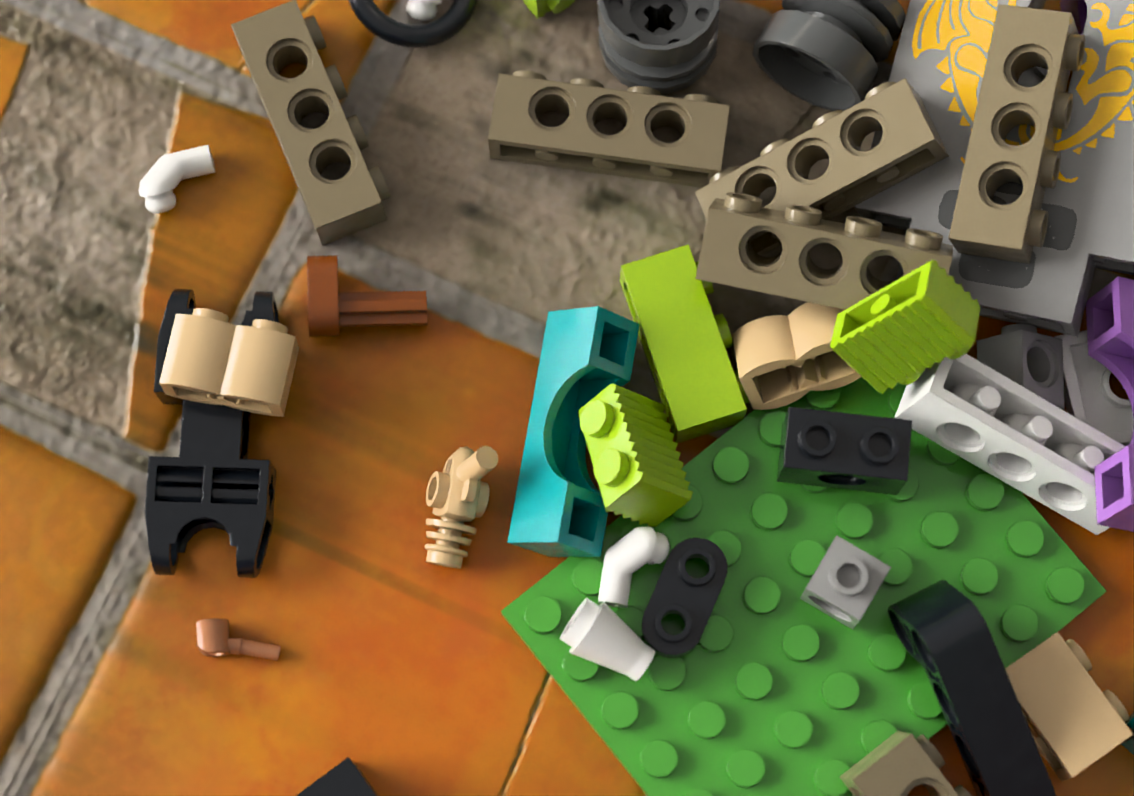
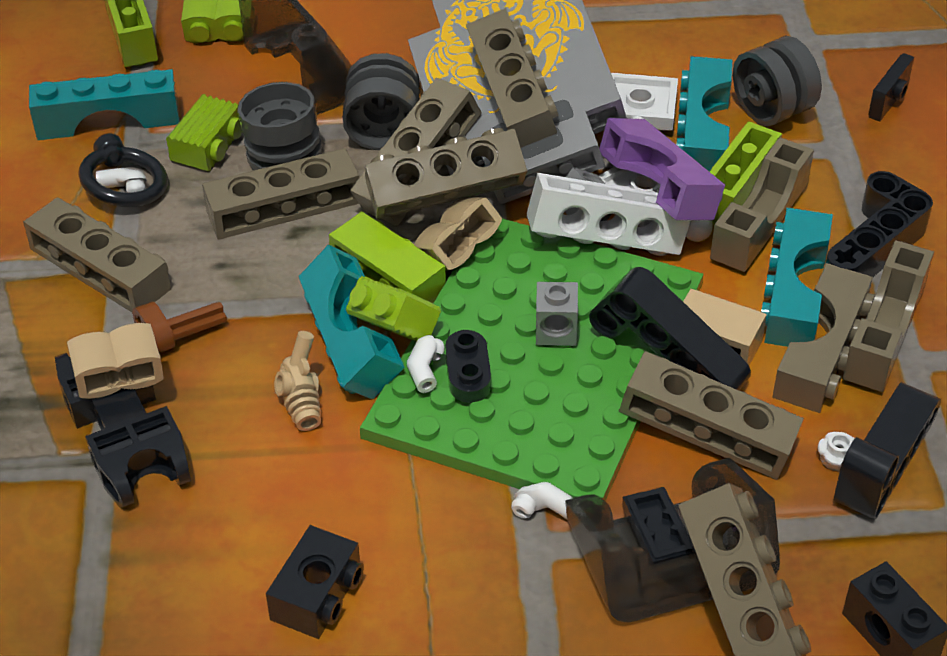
camera: 30 degrees left, 30 degrees down
(168, 172) = (17, 316): white arm -> none
(215, 641) = (183, 525): nougat hand -> none
(605, 639) = (433, 398): white cone -> none
(844, 450) = (513, 256): black brick -> none
(907, 327) = (511, 166): lime brick -> none

